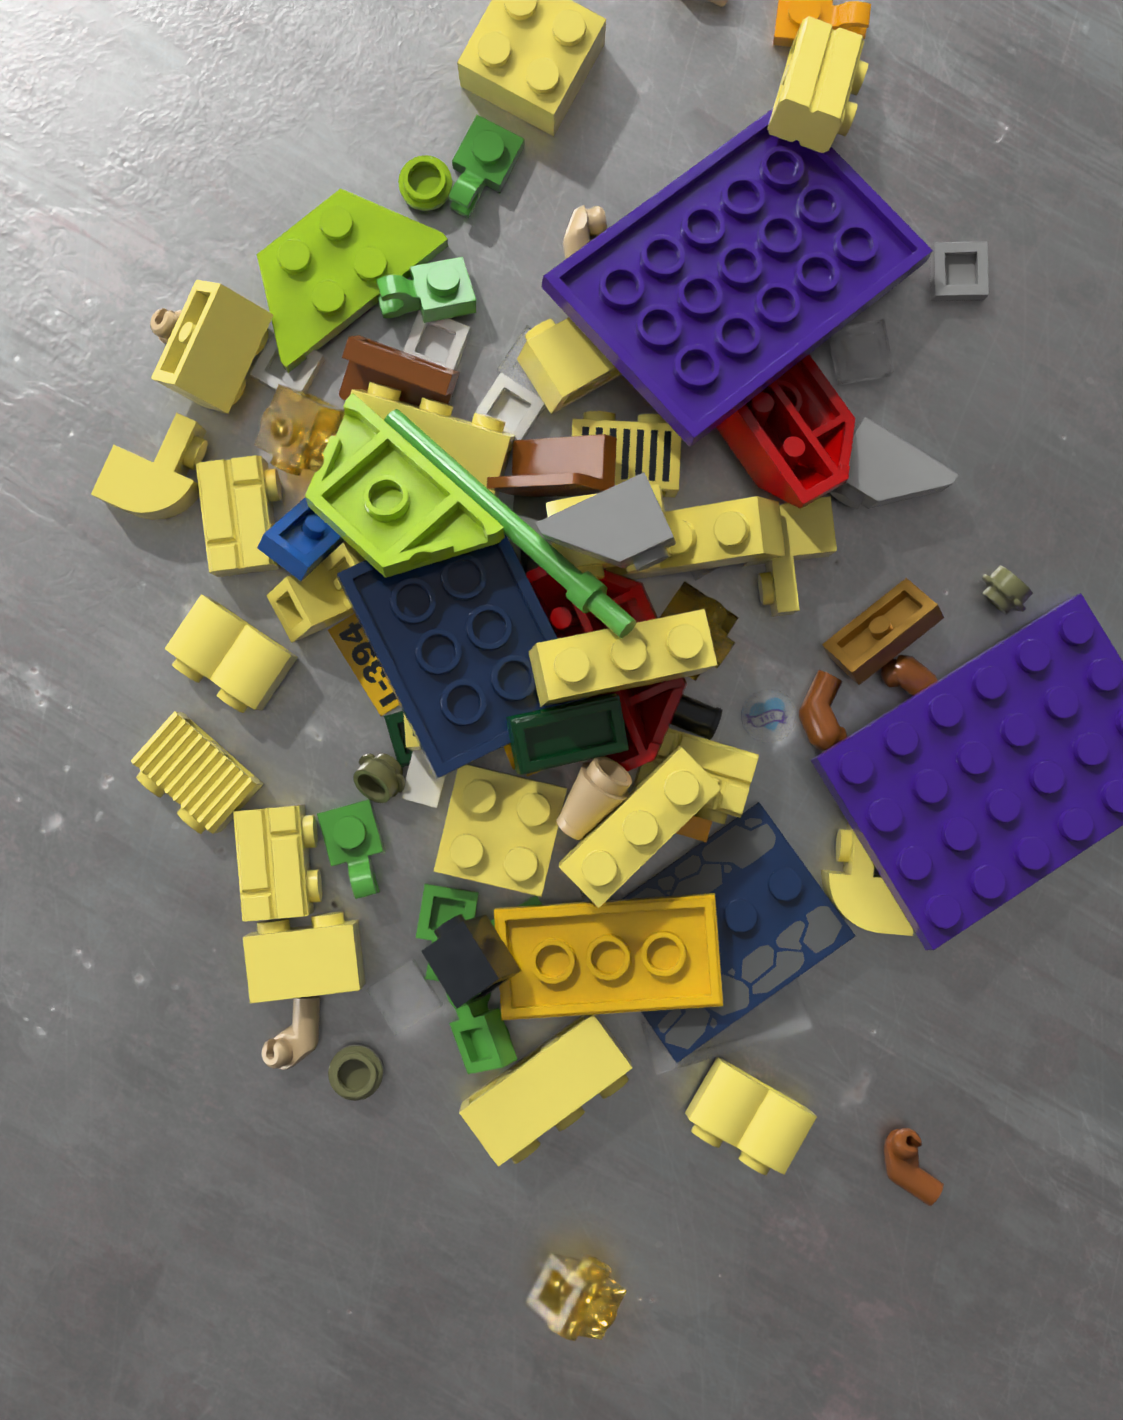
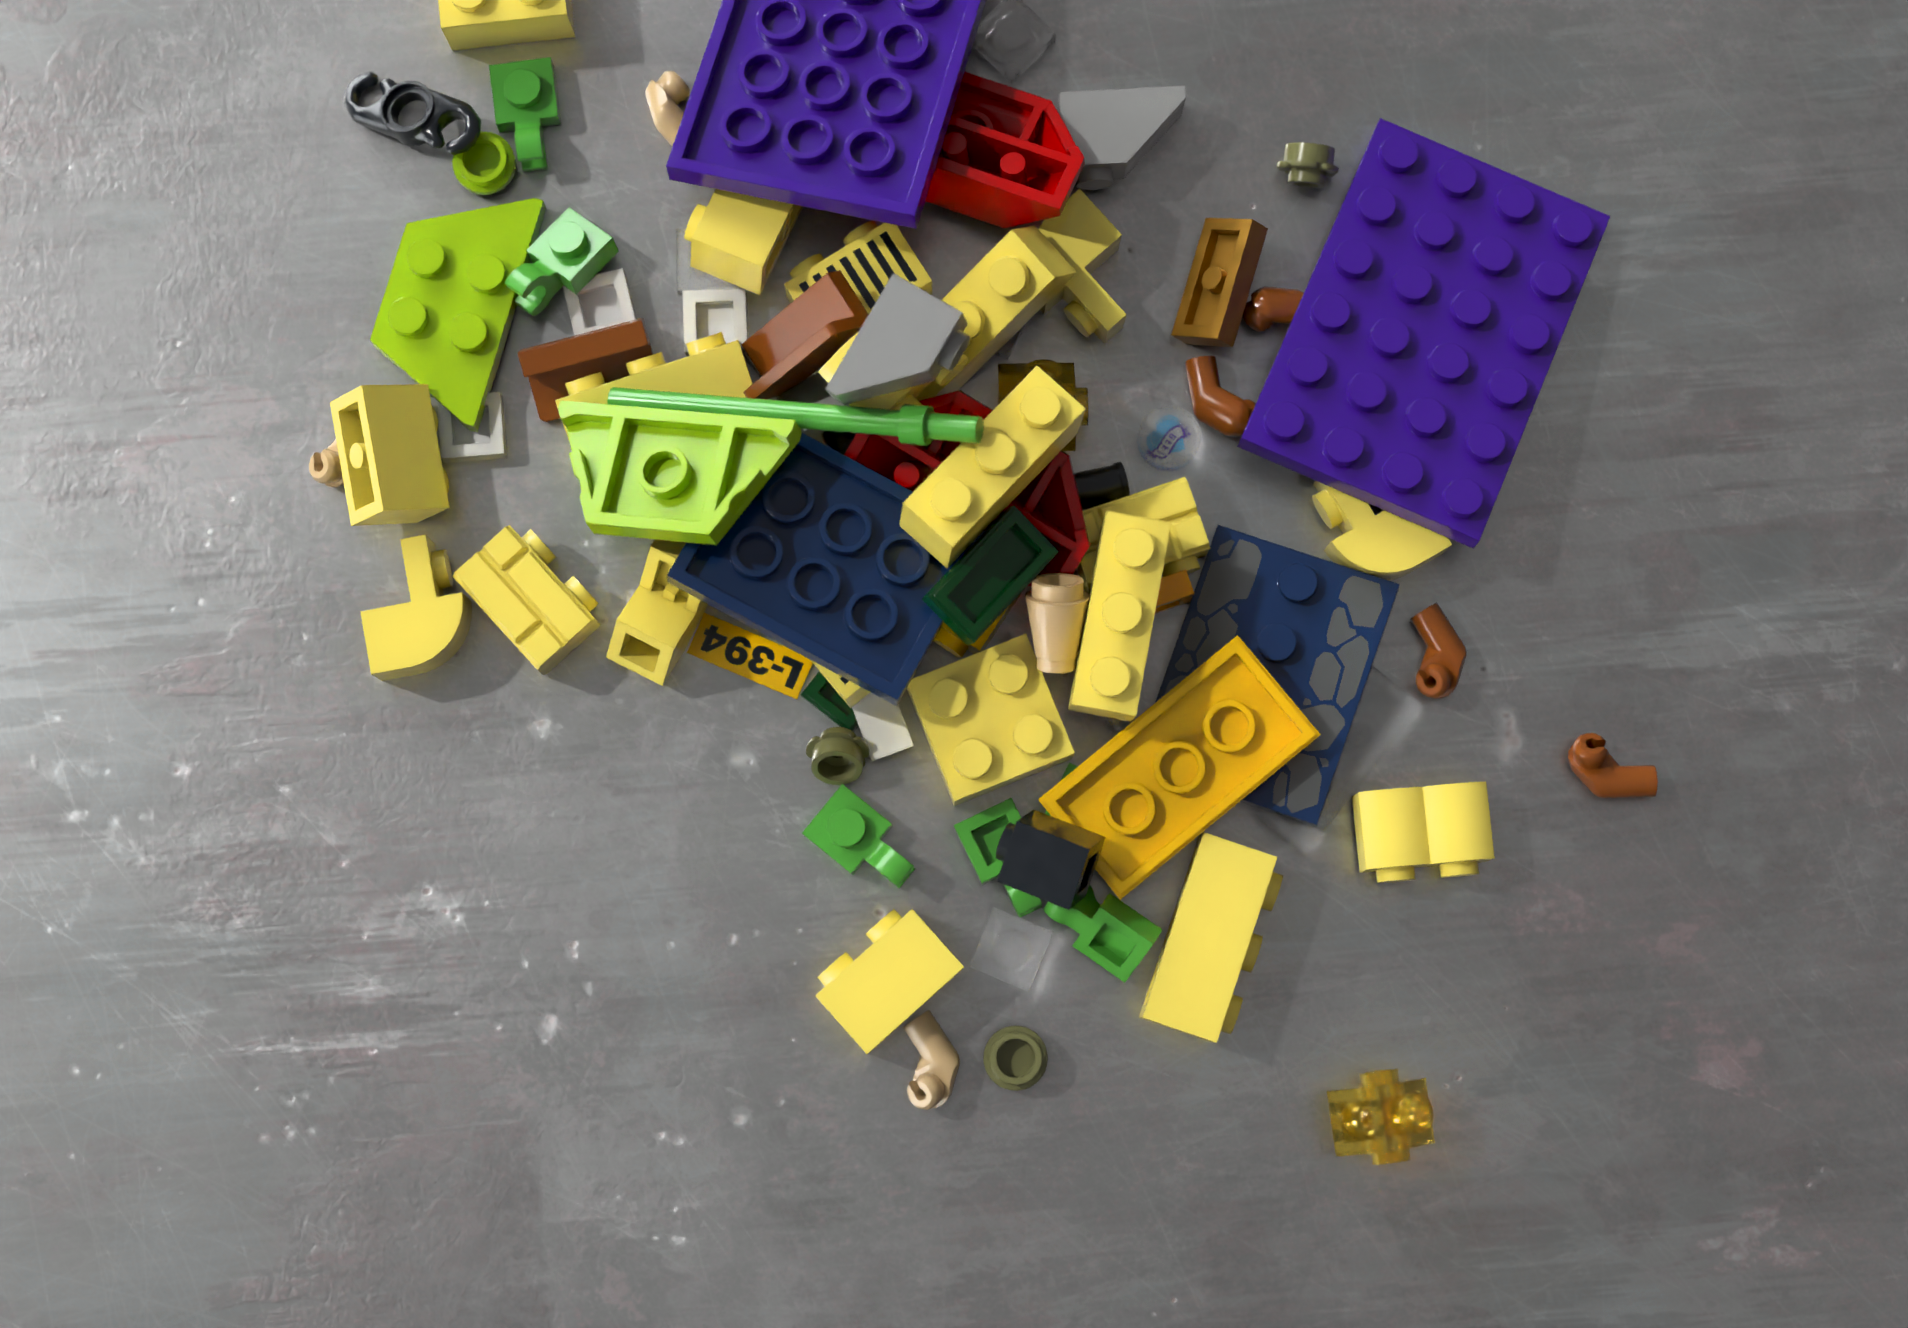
camera: 30 degrees left, 5 degrees down
(195, 774) = (657, 874): light yellow brick -> none
(230, 654) = (610, 737): light yellow brick -> none
(276, 862) = (794, 905): light yellow brick -> none
(297, 429) = (530, 476): clear yellow brick -> none
(299, 541) = (605, 572): blue plate -> none
(417, 124) = (439, 113): none -> black piece
(850, 1004) = (1443, 656): none -> dark orange arm

